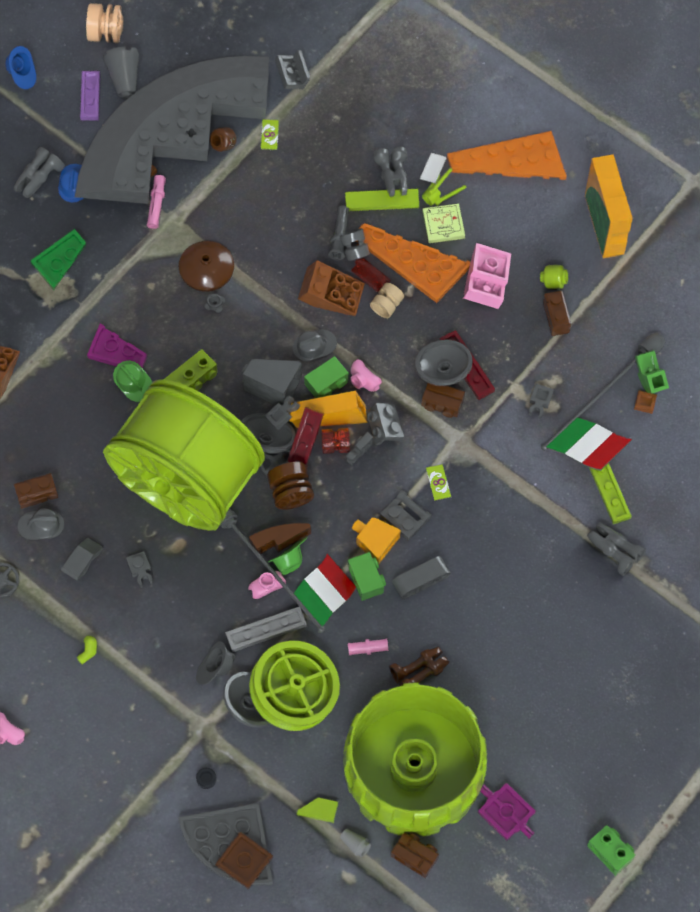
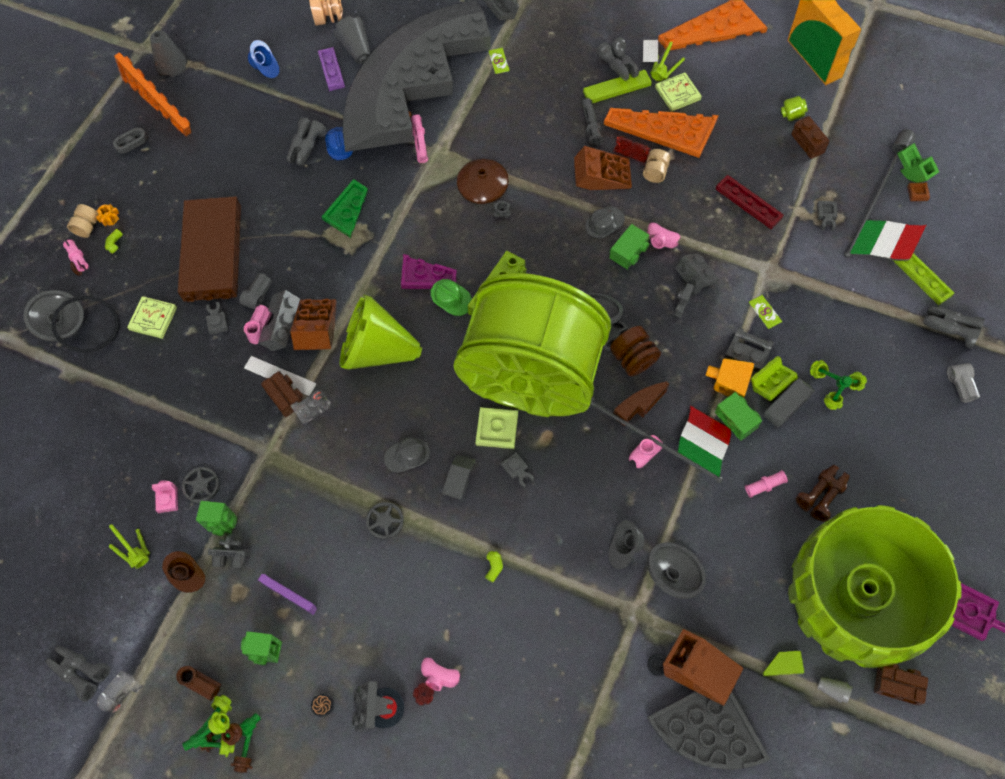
camera: 10 degrees left, 0 degrees up
(36, 490) = (392, 423): reddish brown brick -> none
(45, 404) = (376, 338): none -> lime cone
(134, 523) = (497, 428): none -> yellowish green tile
(222, 139) = (461, 72): reddish brown head -> none
(240, 787) = (702, 667): none -> dark orange slope
(244, 860) = (733, 745): reddish brown tile -> none
(266, 629) = (661, 495): light grey plate -> none
(272, 379) = (580, 260): dark grey slope -> none
(280, 414) = (601, 288): dark grey plate -> none
(289, 559) = (658, 419): bright green piece -> none
(294, 685) = (714, 544): lime wheel -> none
(305, 436) = (633, 301): dark red plate -> none
(335, 440) = (659, 299): clear red wheel -> none
(337, 409) = (642, 274): light orange slope -> none
(358, 250) = (615, 130): dark grey wheel -> none
(414, 550) = (773, 379): none -> lime bracket
(443, 362) = (732, 203): dark grey dish -> none
(443, 399) = (741, 236): reddish brown brick -> none
(466, 586) = (834, 400): none -> lime plant
(487, 276) = (737, 123): bright pink slope -> none
(598, 599) = (962, 377): none -> light grey piece

